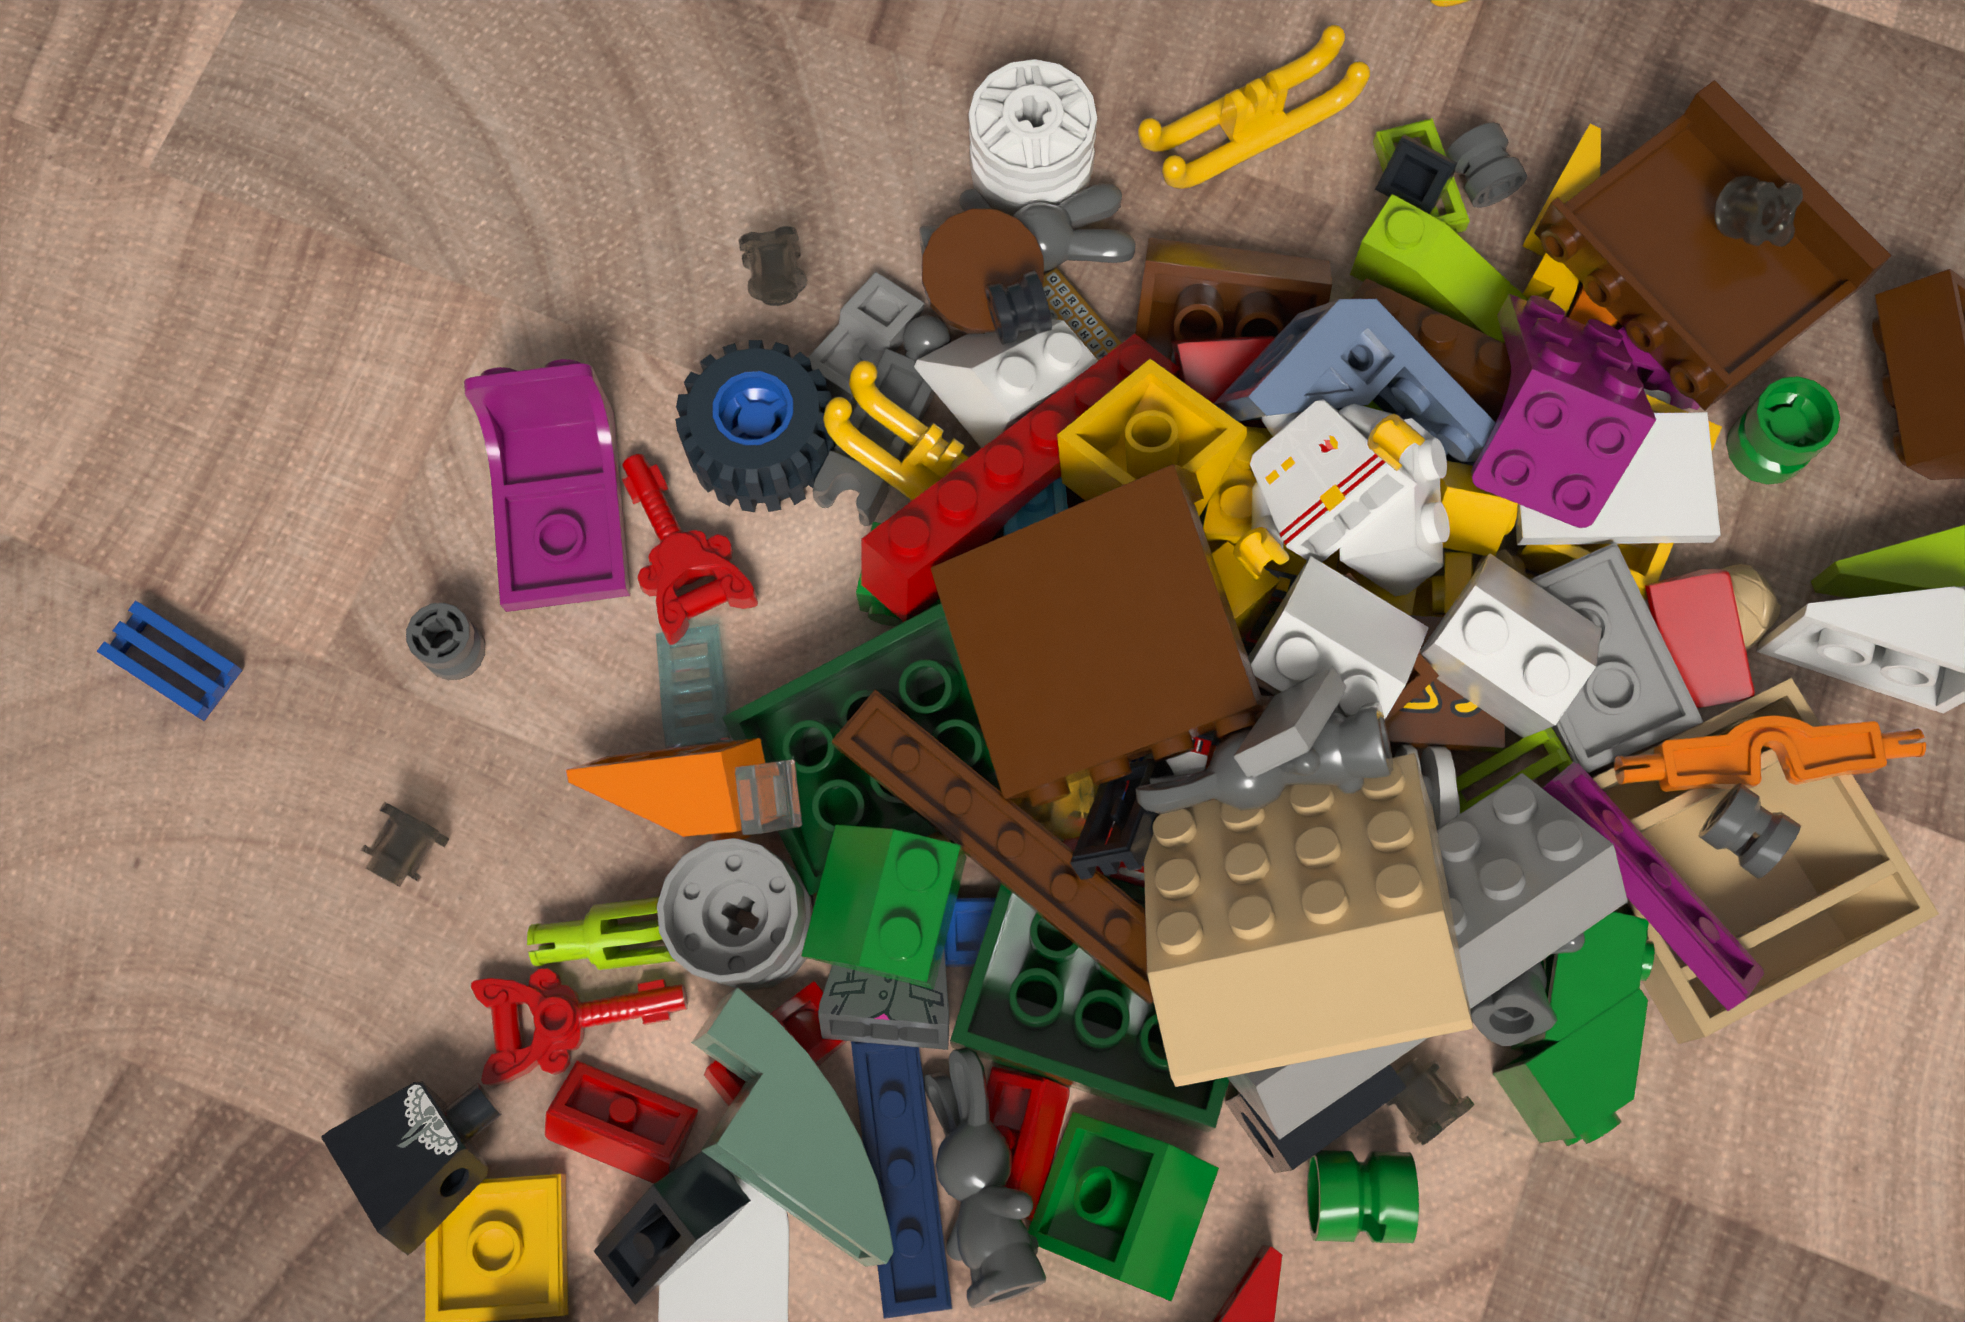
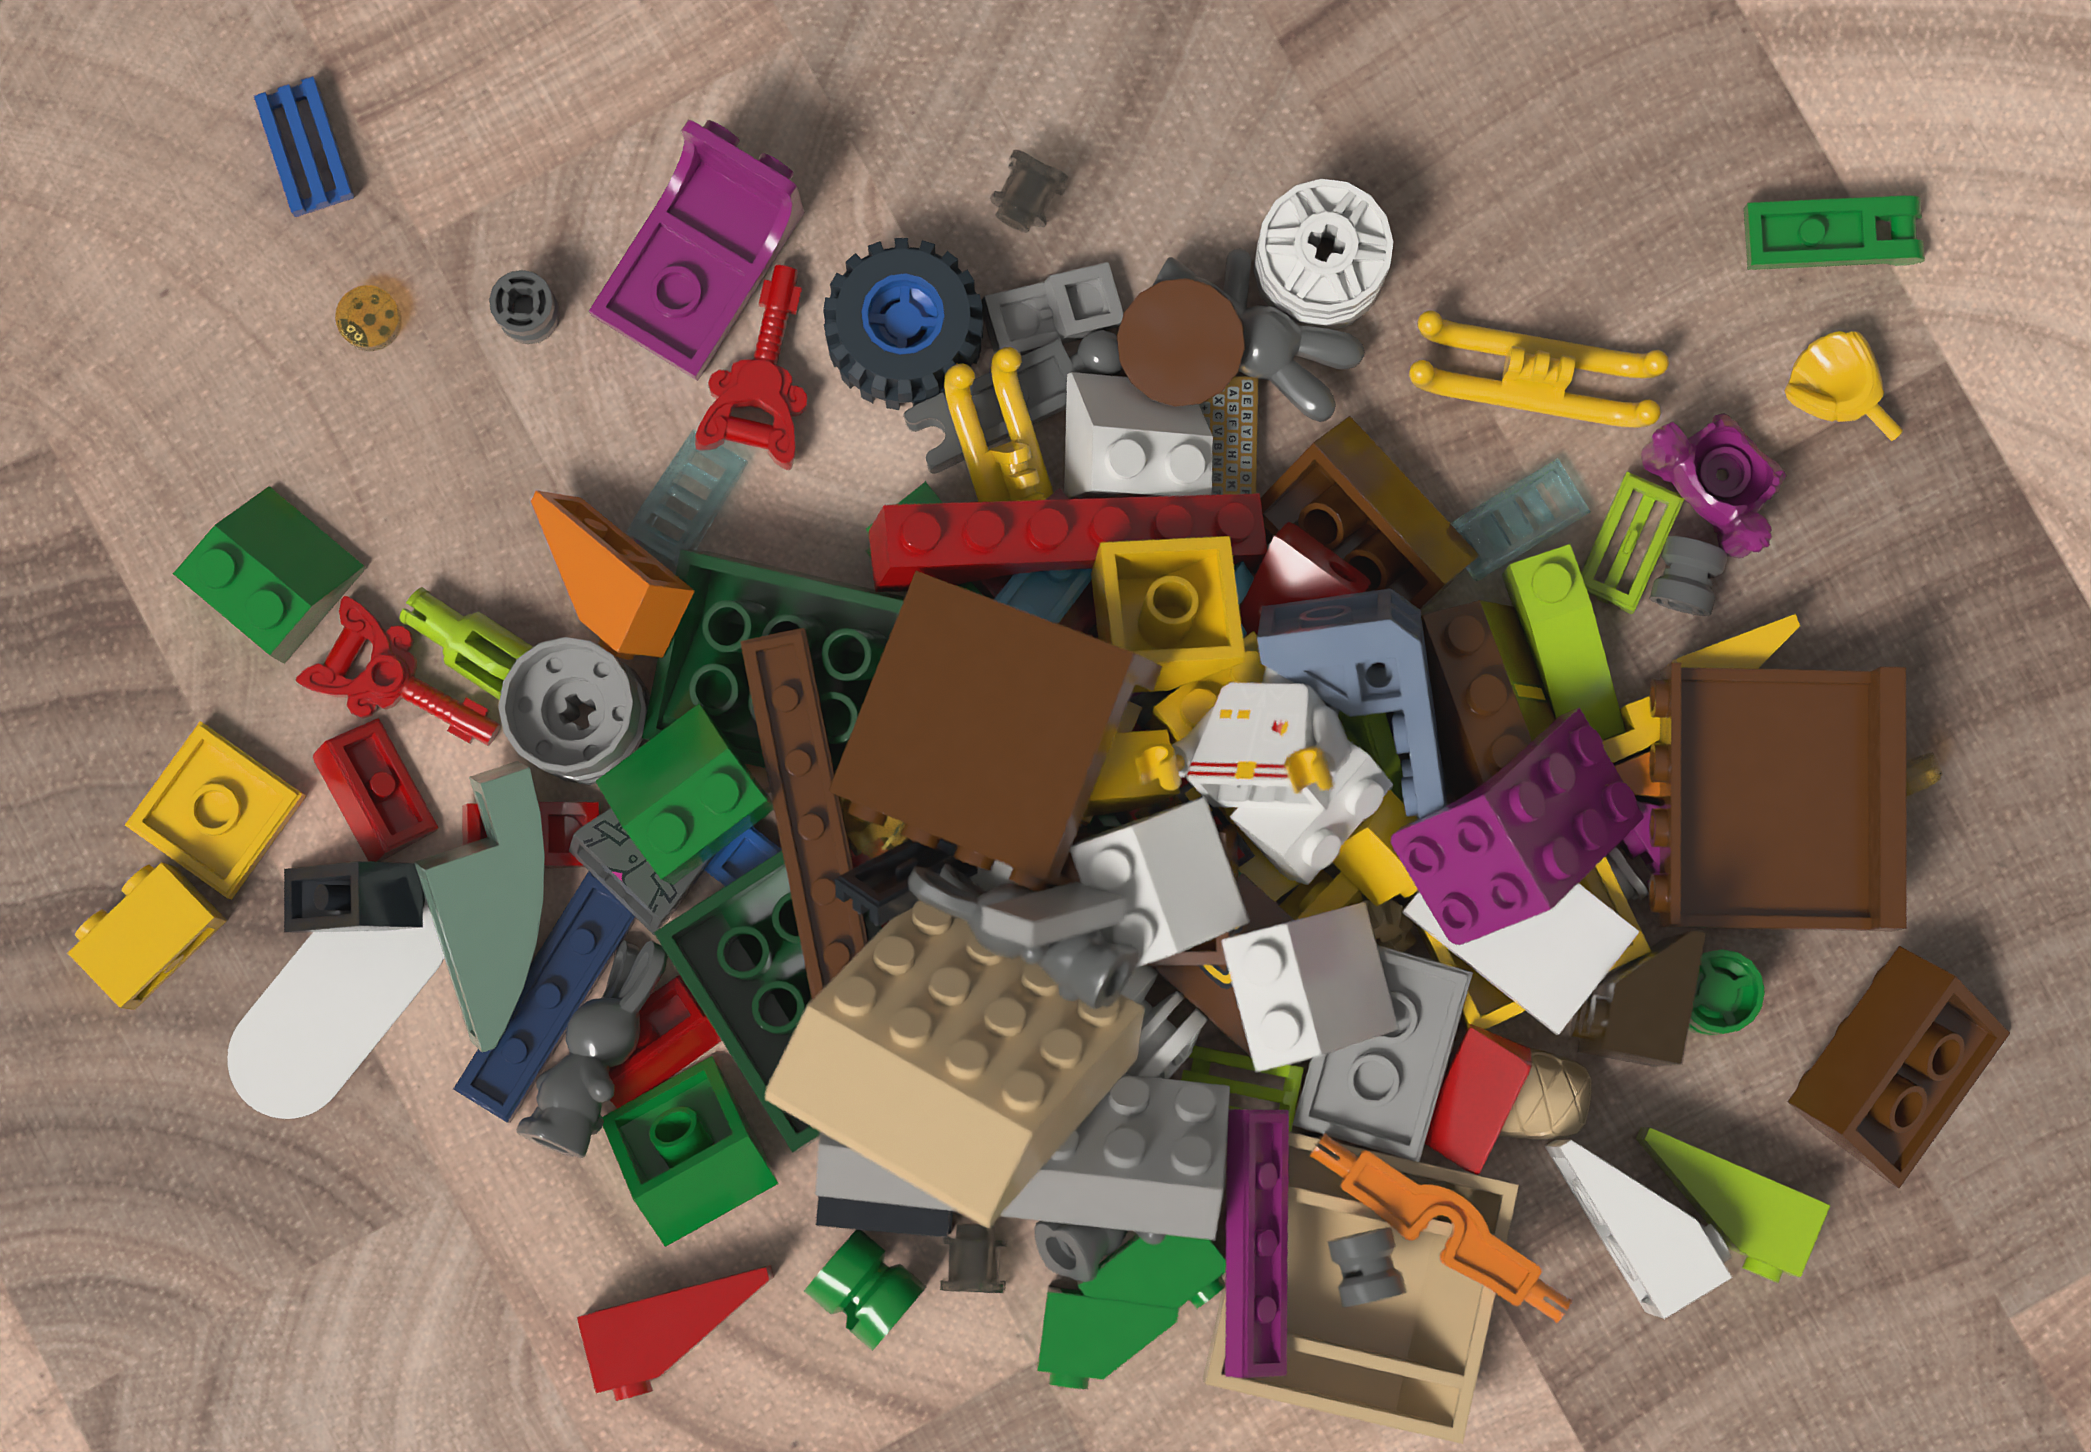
camera: 40 degrees right, 10 degrees up
(324, 751) = (368, 318): none -> clear yellow tile
(392, 1014) = (270, 572): none -> green slope
(401, 846) = (369, 447): clear smoke brick -> none
(413, 1158) = (205, 697): black torso -> none
(768, 797) = (663, 643): clear tile -> none
(1018, 307) = (1176, 401): black wheel -> none
(1344, 185) = (1488, 538): none -> clear light blue slope
(1416, 174) = (1613, 542): black slope -> none
(1452, 84) = (1726, 504): none -> magenta hair
(1758, 210) = (1838, 804): clear smoke brick -> none
(1768, 458) = (1644, 1006): none -> dark brown slope

